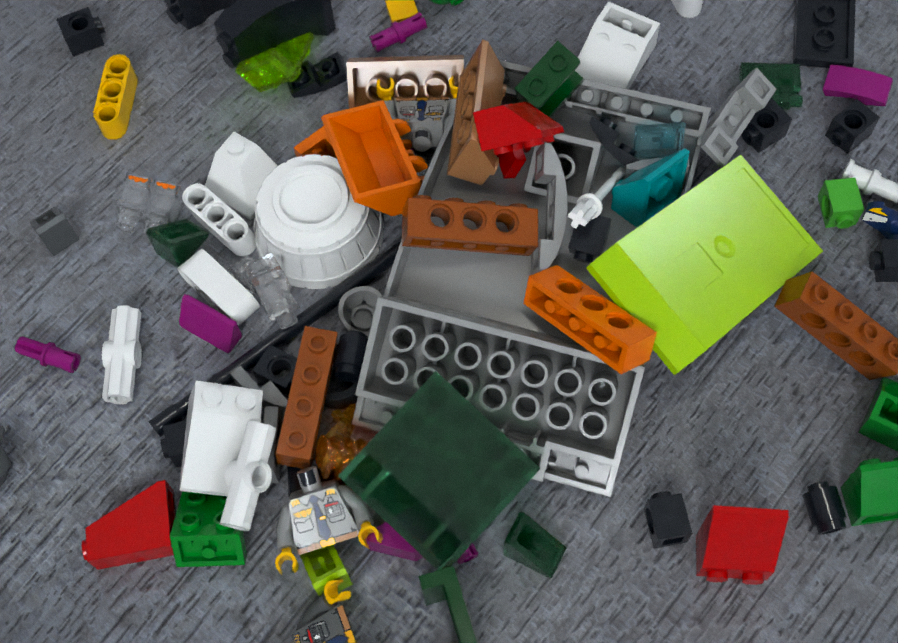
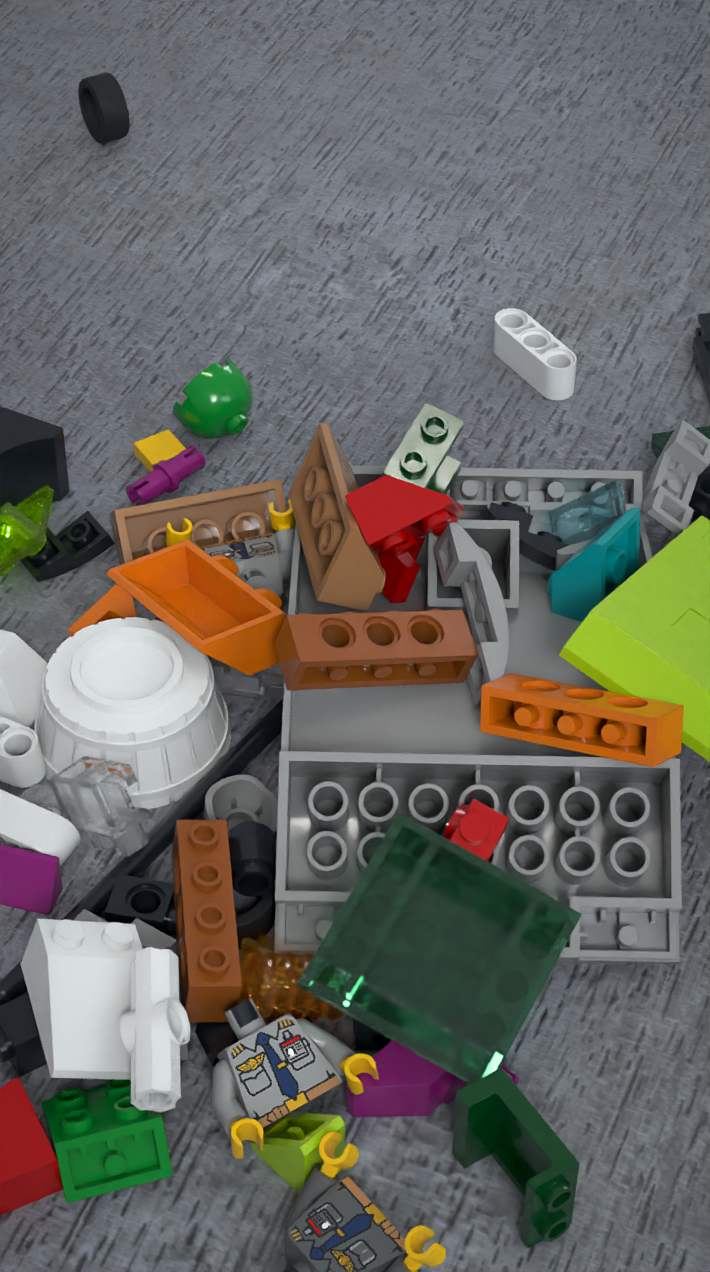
camera: 20 degrees left, 20 degrees down
(488, 389) = (476, 828): none -> red brick
(533, 546) = (592, 1048): clear green slope -> none
(590, 205) = (535, 587): white piece -> none
(590, 241) = (541, 635): black brick -> none
(617, 46) = (493, 427): white slope -> none

